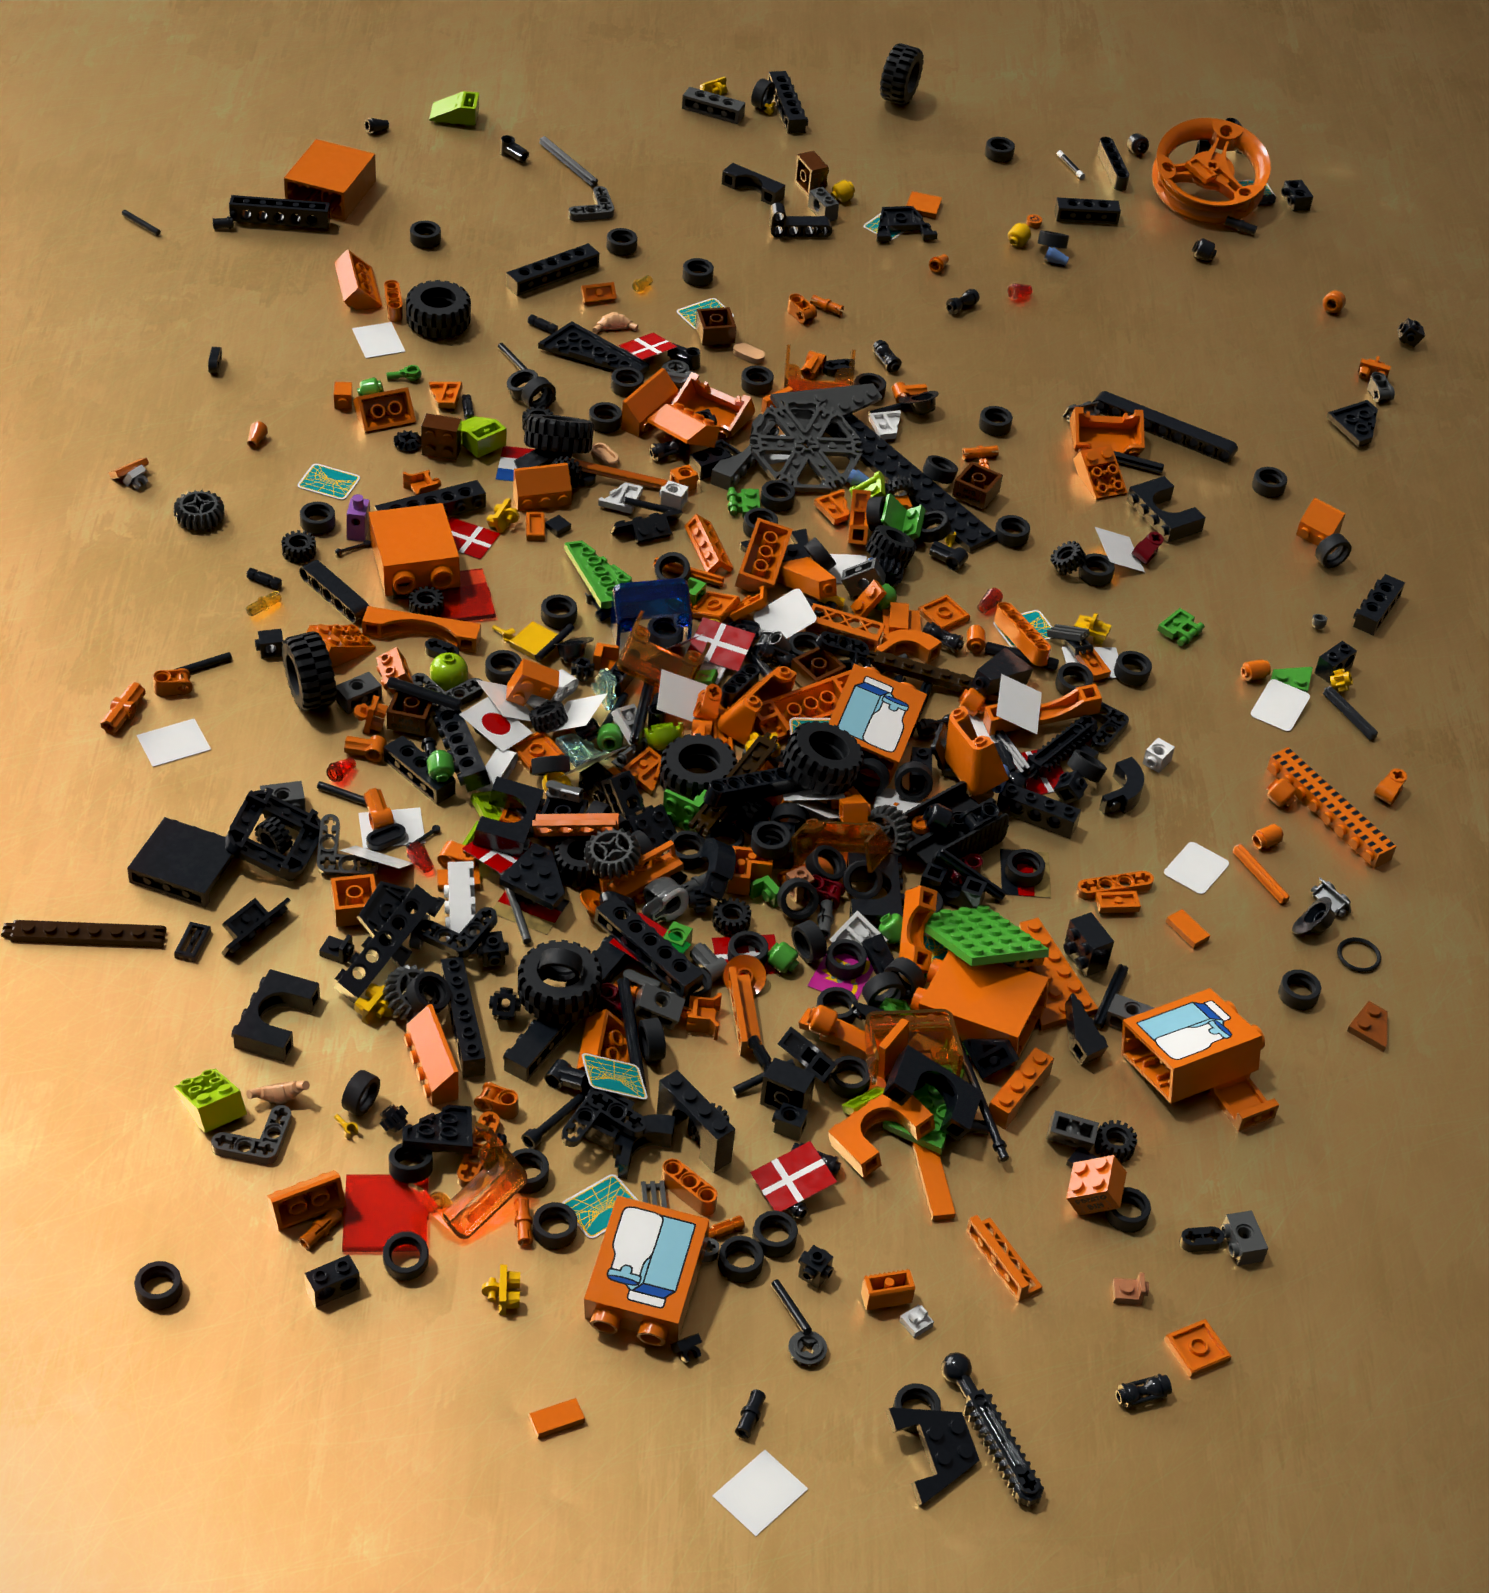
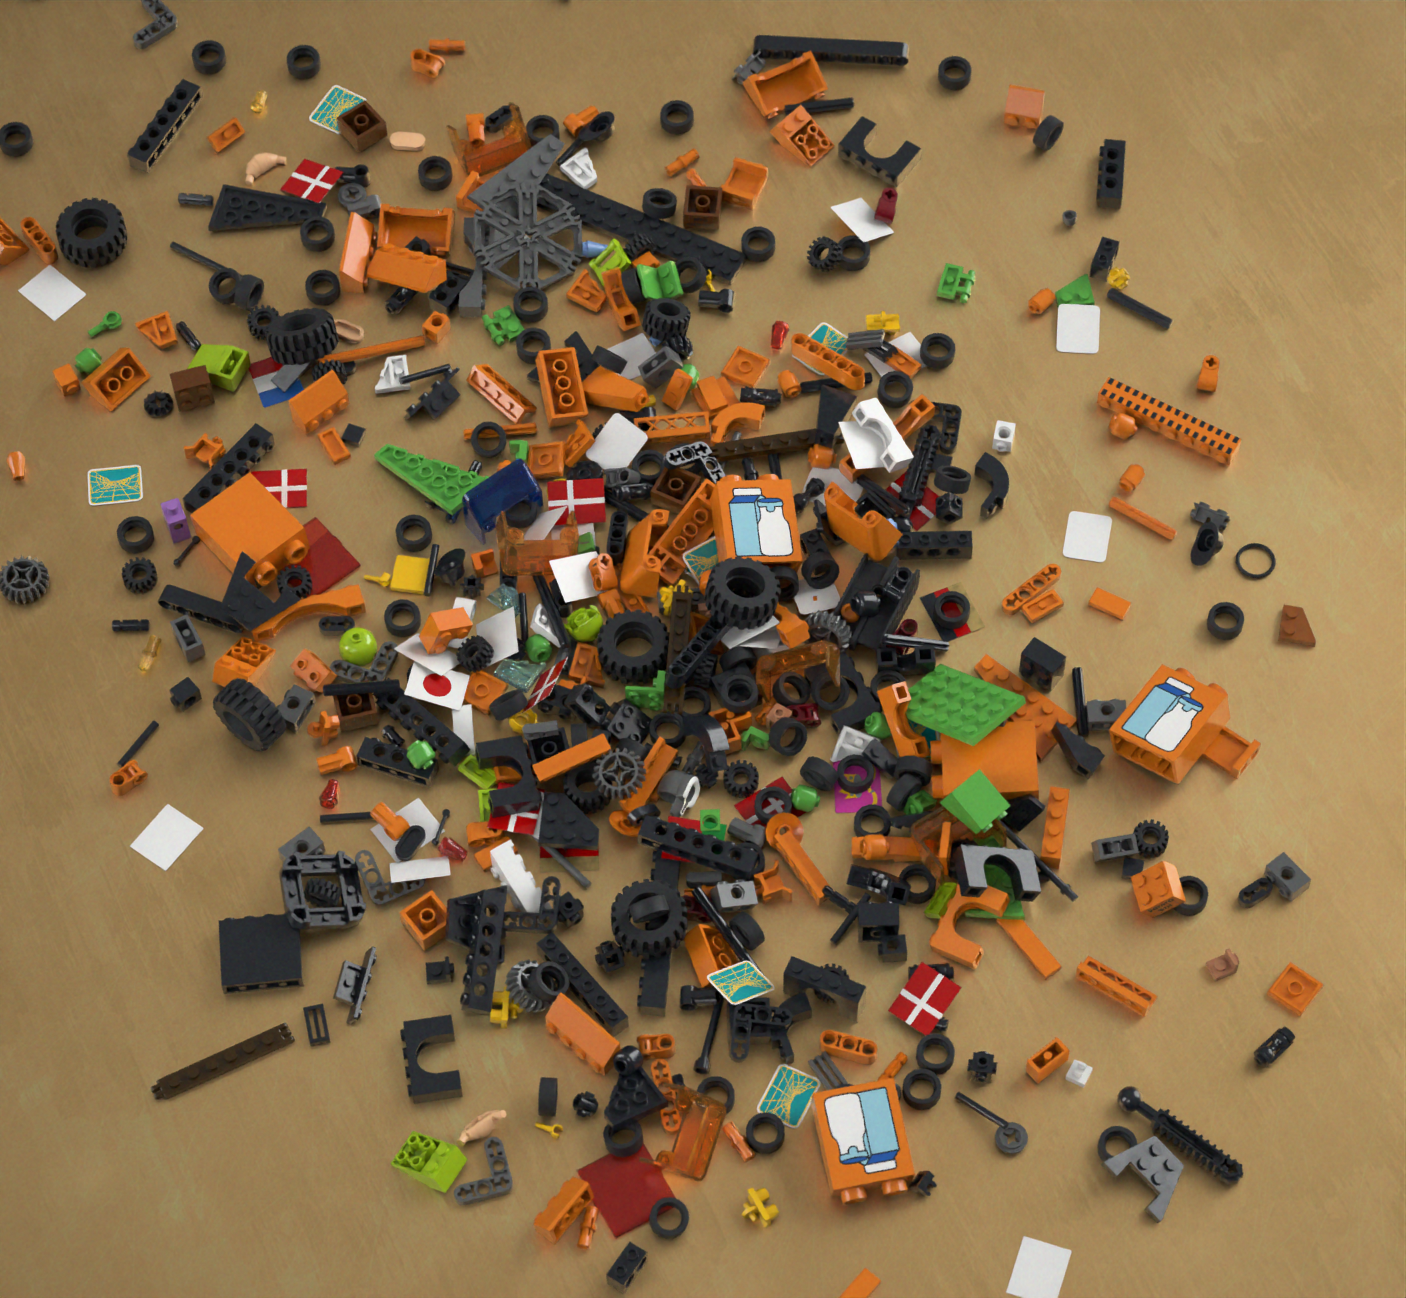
camera: 20 degrees left, 15 degrees up
(123, 708) = (102, 826): orange piece -> none
(303, 603) = (187, 638): none -> dark grey brick
(370, 593) = (247, 603): none -> black wing
(459, 1096) = (628, 1060): none -> black head
(503, 516) = (303, 448): yellow hips -> none
(674, 495) = (441, 356): white brick -> none
(750, 1414) = (999, 1214): black pin -> none
(825, 917) = (817, 741): dark grey pin -> none
(882, 351) = (531, 81): black piece -> none
(945, 1014) = (976, 803): none -> bright green slope
(1027, 486) = (744, 183): none -> orange panel
(1037, 683) = (872, 416): none -> white arch

